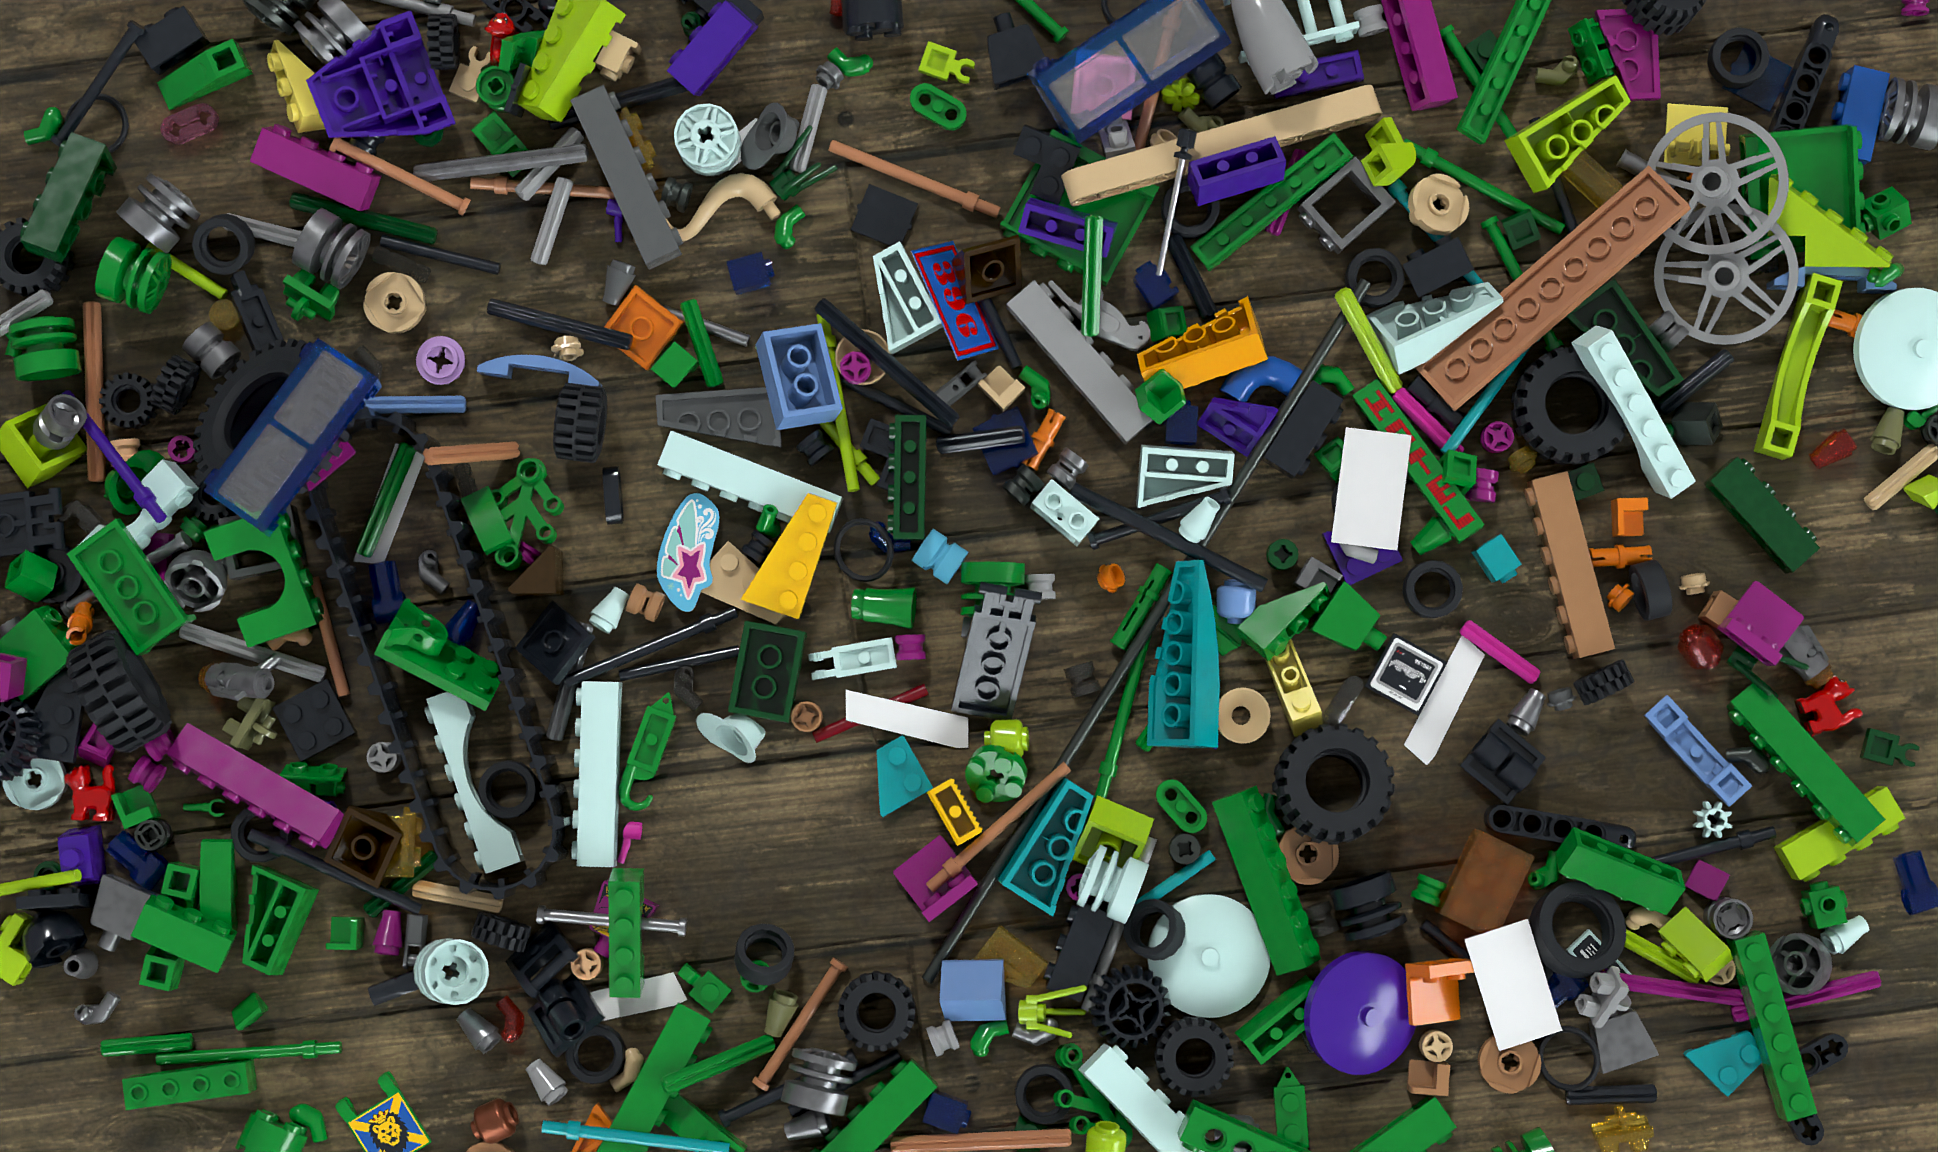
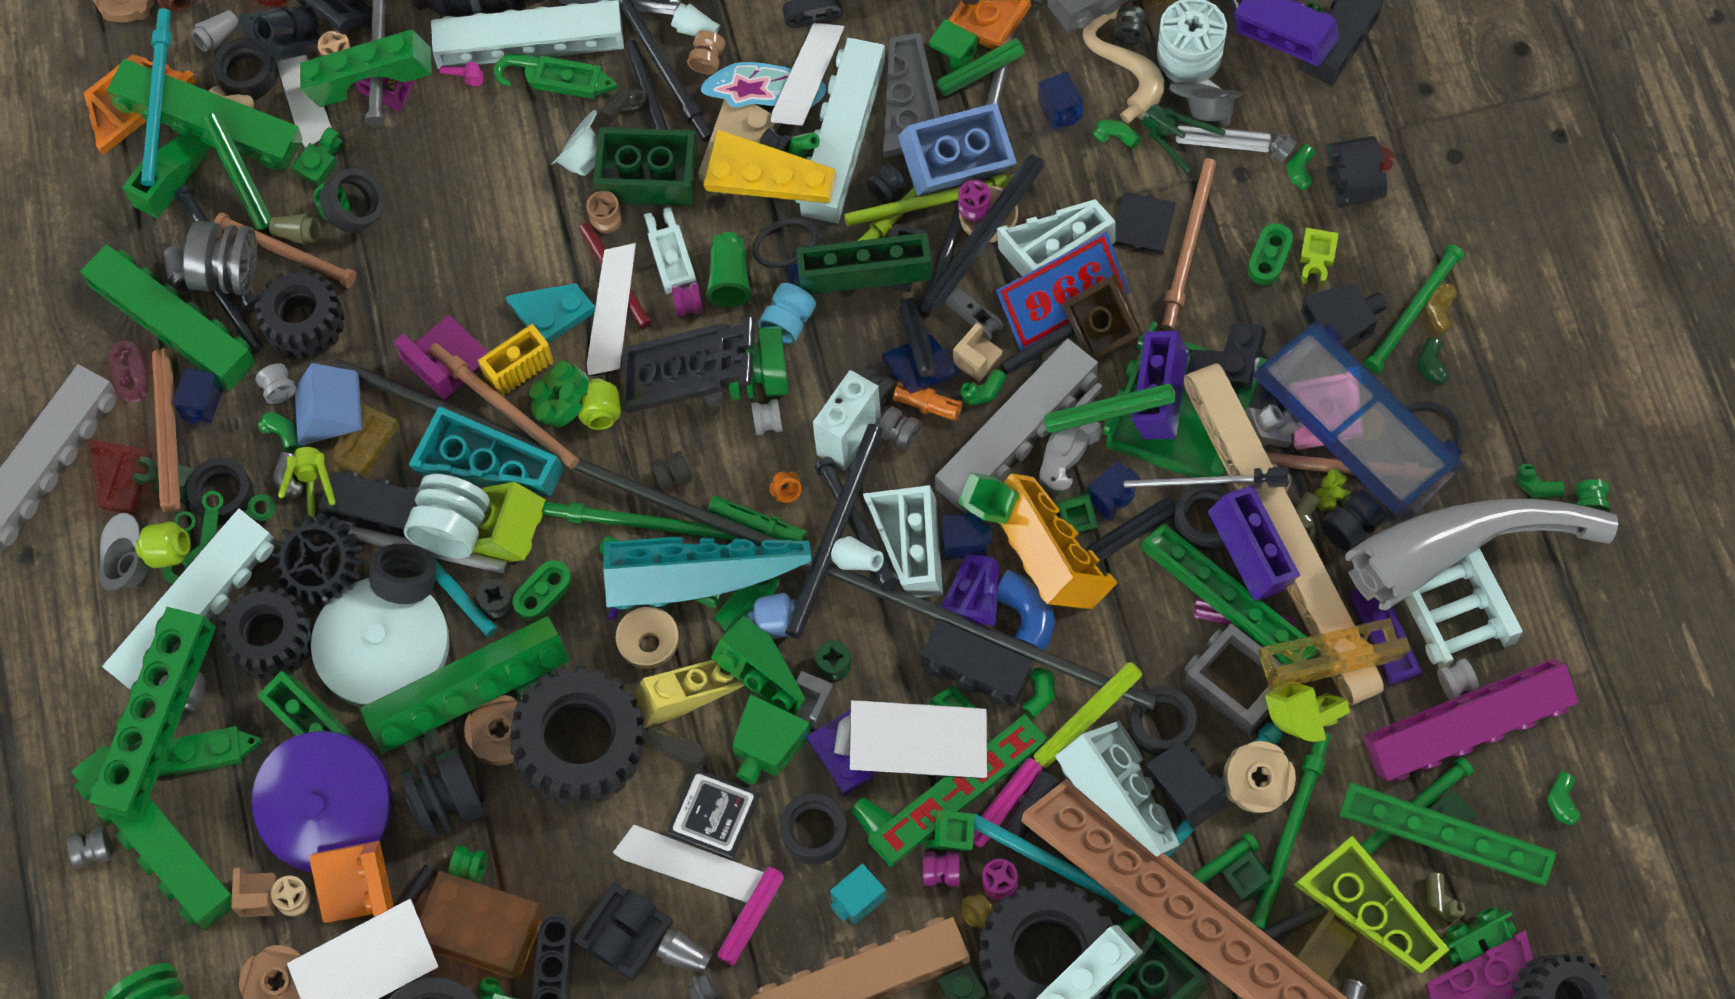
camera: 90 degrees right, 20 degrees down
(681, 509) = (806, 74): none -> white sticker
(1358, 118) = (1332, 662): none -> clear yellow fence

